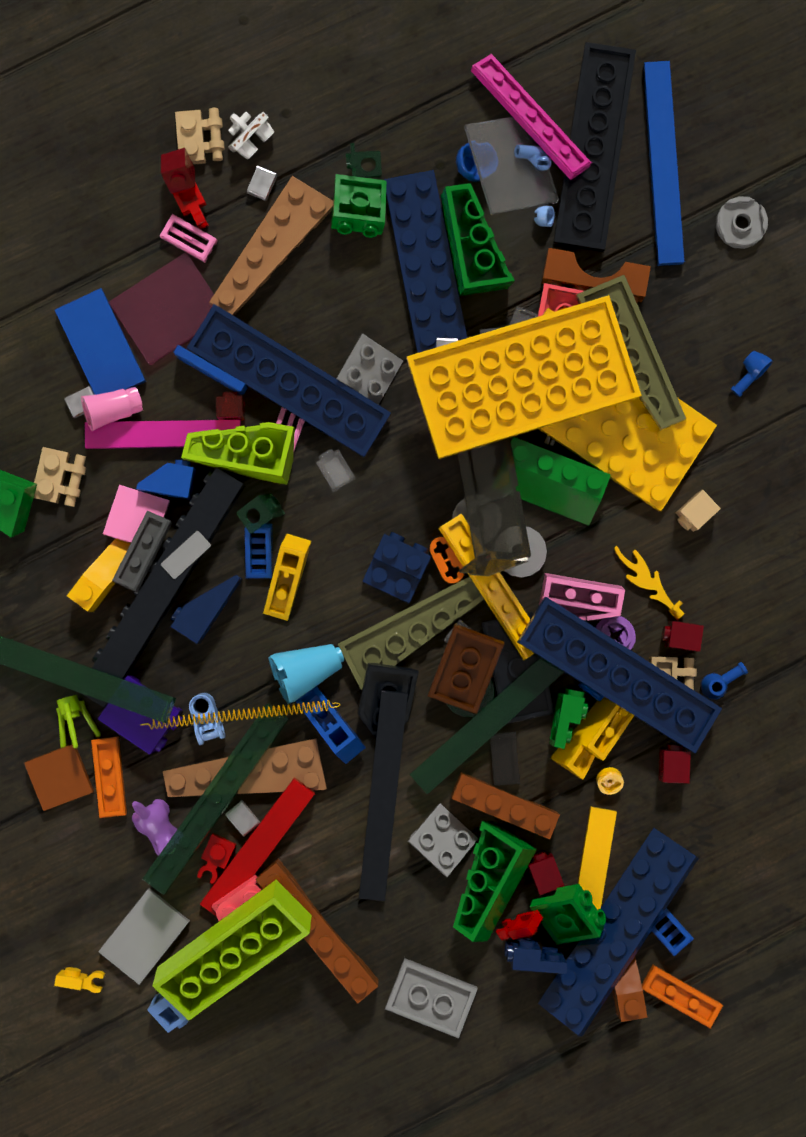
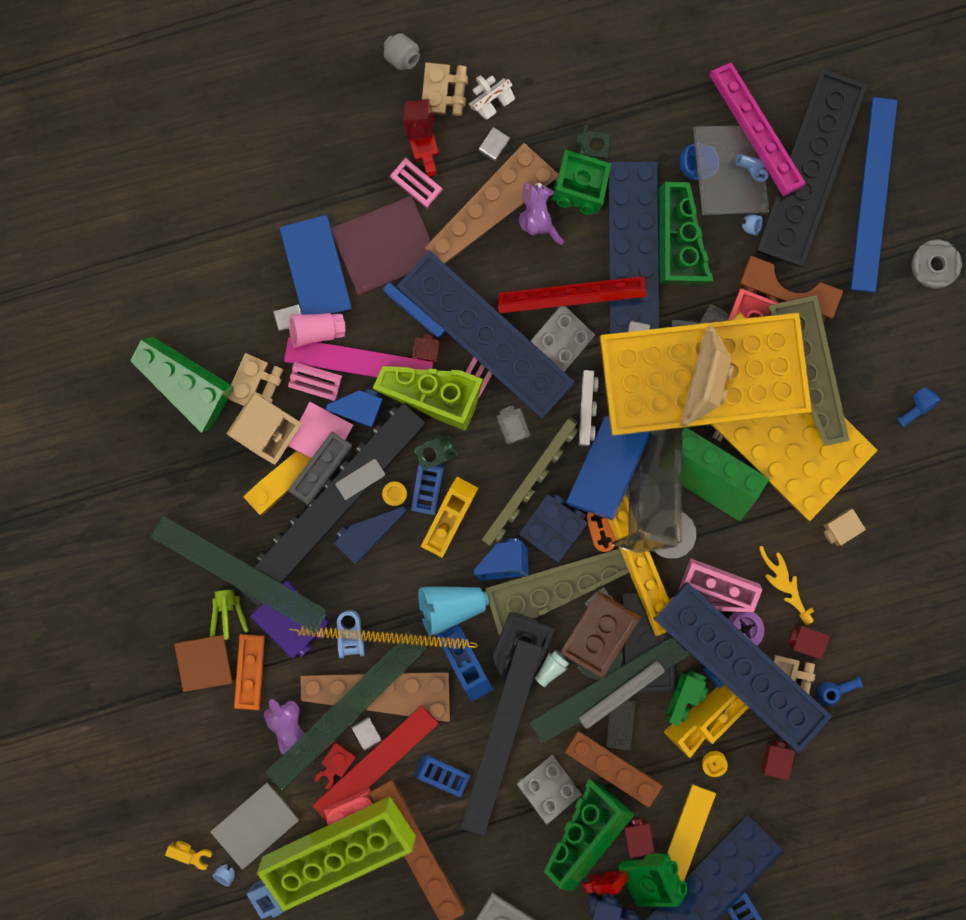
camera: 15 degrees right, 0 degrees up
(75, 520) = (264, 428): none -> tan slope
(120, 994) = (224, 876): none -> light blue hinge
(123, 472) = (332, 395): none -> bright pink tile
(147, 105) = (401, 51): none -> light grey head
(225, 563) = (394, 493): none -> yellow tile
(316, 853) = (423, 765): none -> blue slope
(319, 249) = (536, 216): none -> medium lavender animal
(352, 612) = (504, 561): none -> blue slope
(368, 515) = (537, 474): none -> olive wing
(371, 322) = (572, 294): none -> red tile
(409, 437) = (588, 408): none -> white plate
(423, 712) = (552, 667): none -> light aqua cone
(442, 498) = (607, 471): none -> blue tile
(499, 727) = (621, 694): none -> light grey axle
(527, 379) = (708, 378): none -> tan wedge

